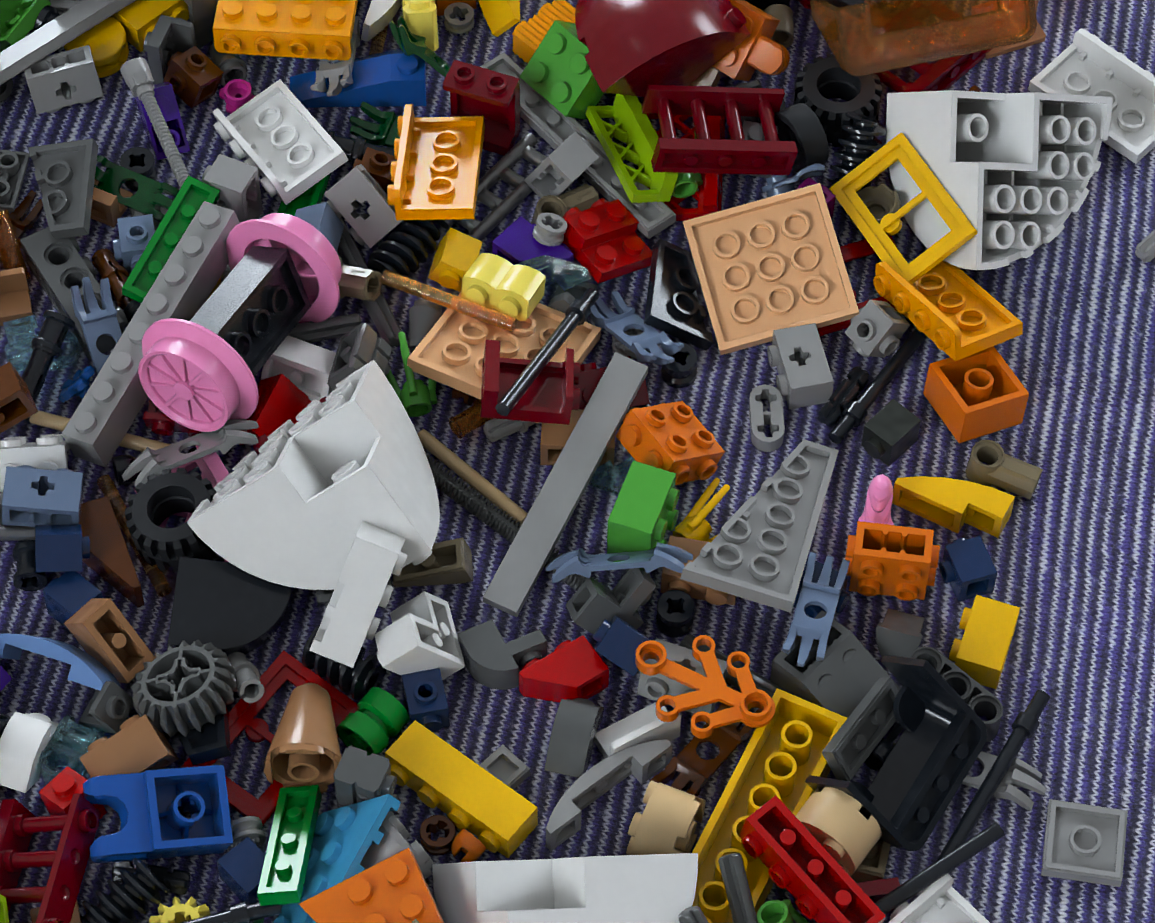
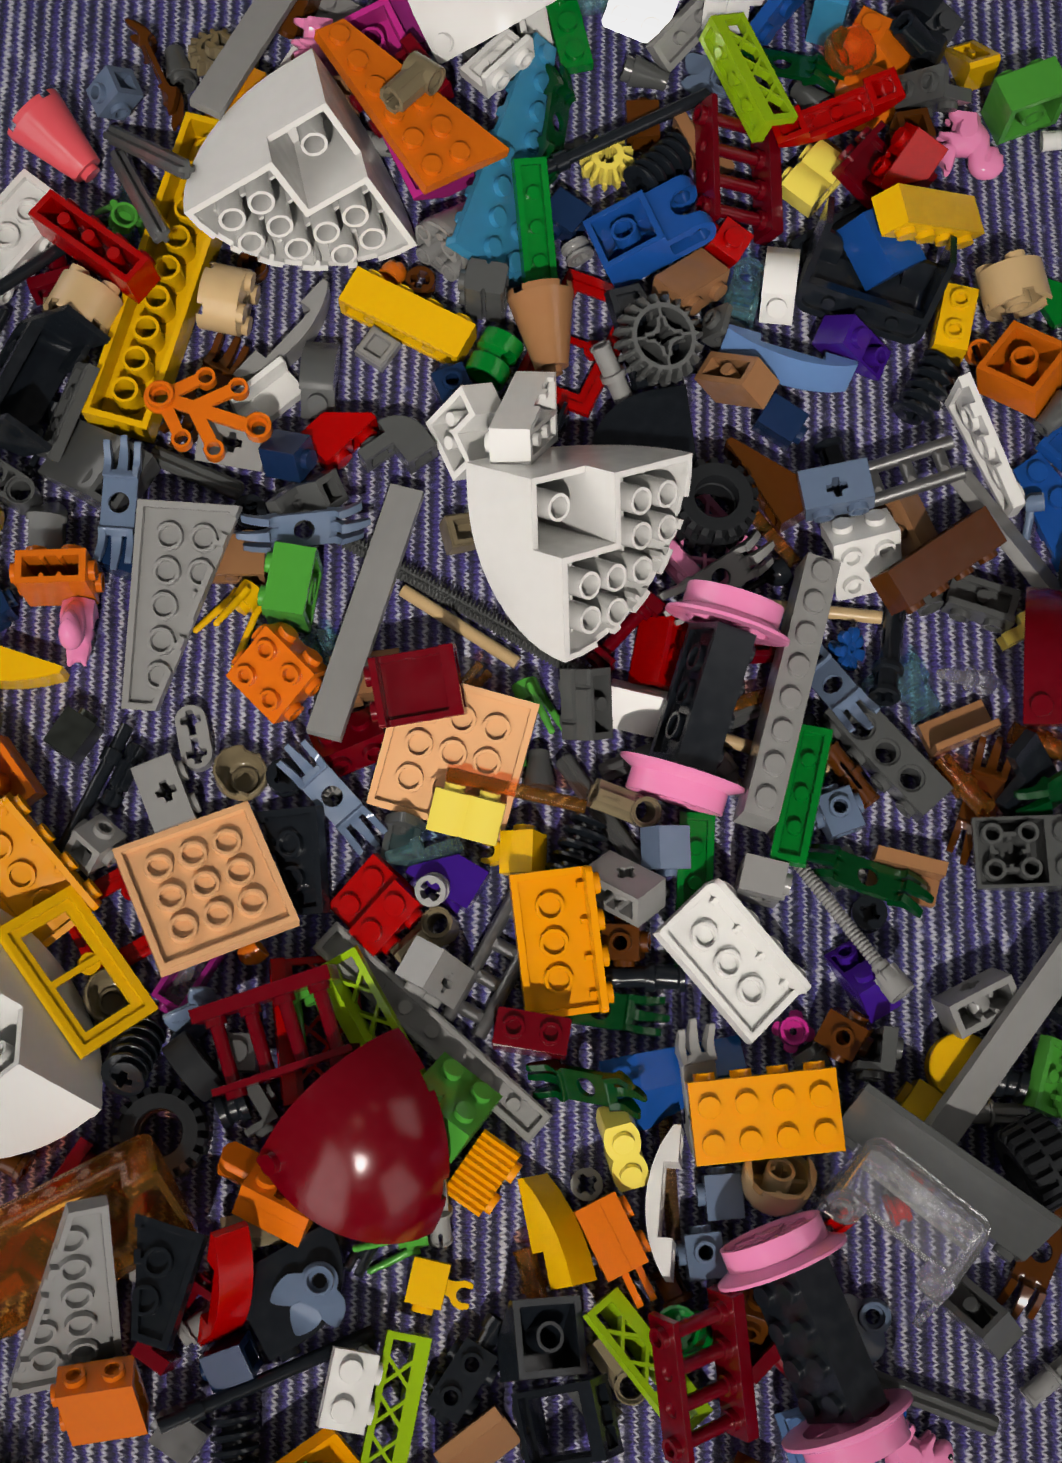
camera: 170 degrees right, 20 degrees up
(60, 548) = (805, 448): dark blue brick -> none
(66, 184) = (926, 854): dark grey wing -> none
(575, 315) = (389, 800): black bar -> none
(722, 369) = (240, 773): none -> dark tan hair

